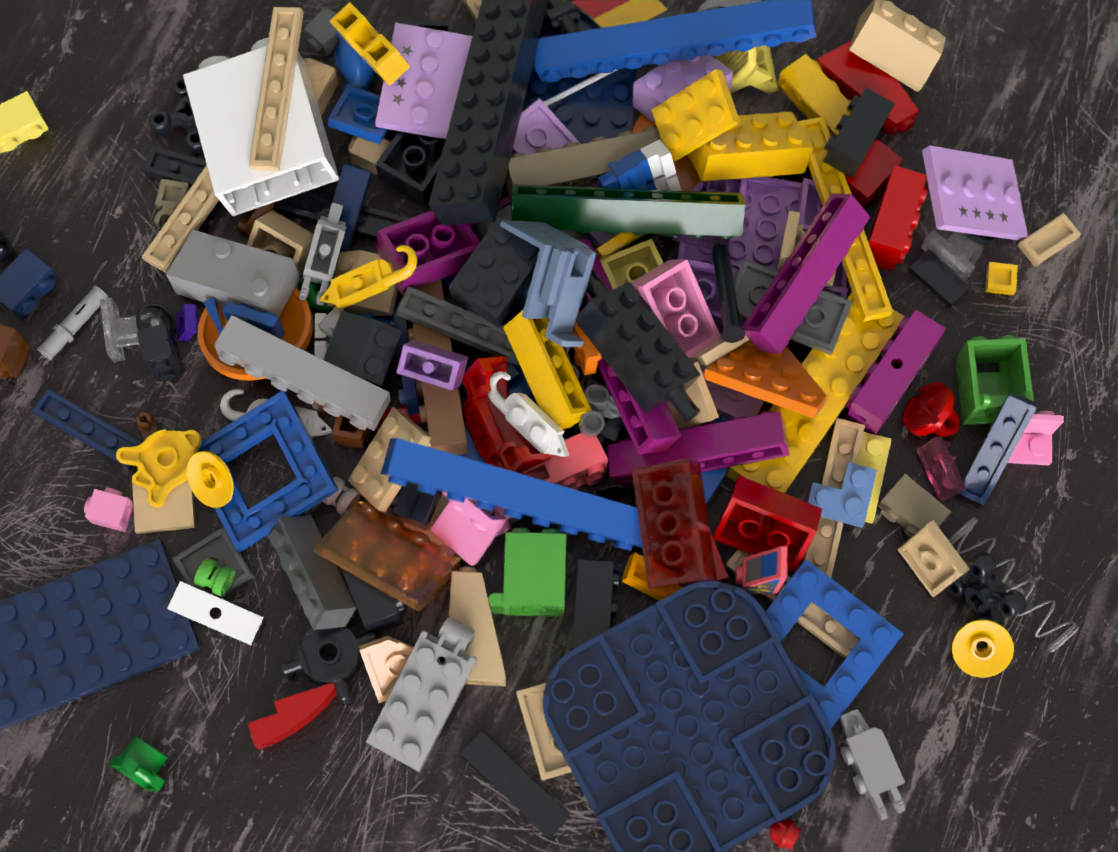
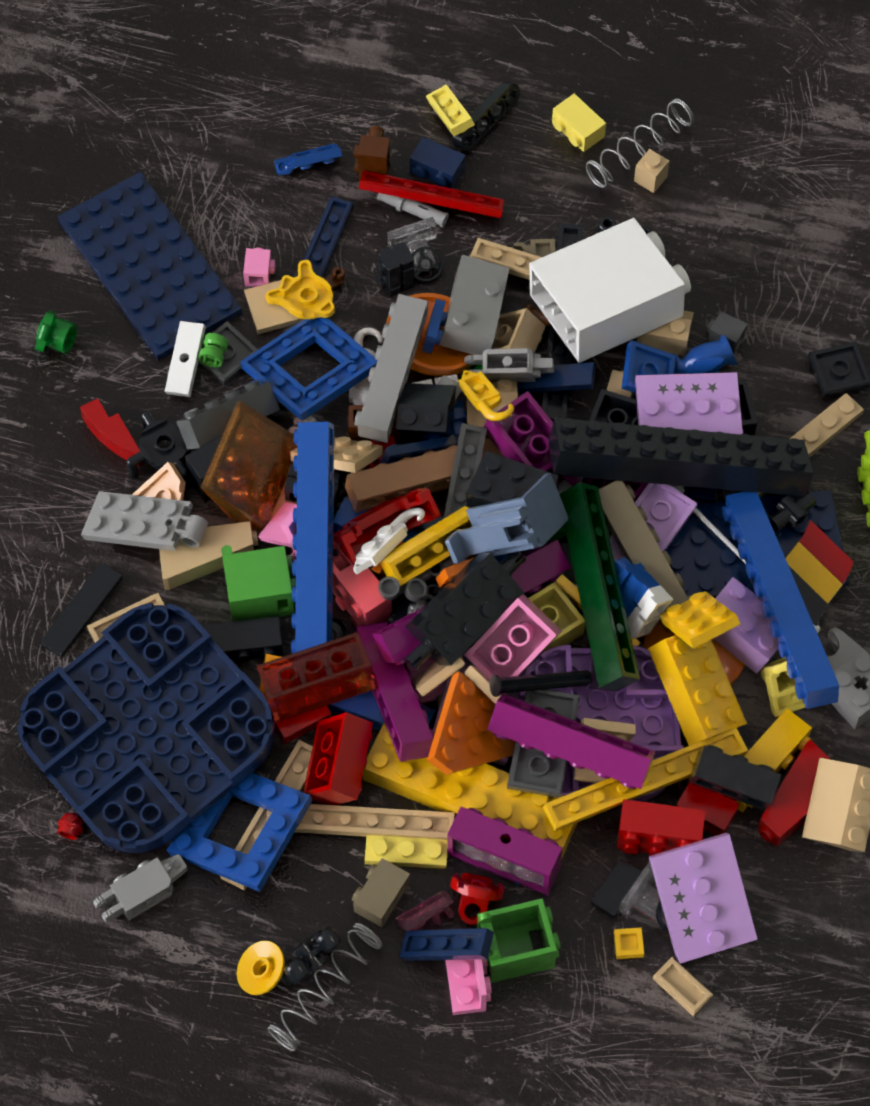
camera: 80 degrees right, 10 degrees down
(64, 298) = (431, 194): none -> red tile
(87, 108) = (602, 169): none -> light grey piece
(100, 60) = (651, 171): none -> tan brick
(187, 322) = (431, 286): dark purple plate -> none
(210, 479) = (293, 327): yellow dish -> none
(214, 312) = (443, 295): blue piece -> none
(276, 89) = (633, 283): tan tile -> none
(369, 44) = (694, 361): yellow arch -> none
(432, 365) = (417, 457): medium lavender brick -> none
(763, 572) = (289, 762): slope -> none
(851, 501) = (374, 832): medium blue plate -> none
(933, 558) = (333, 908): tan tile -> none

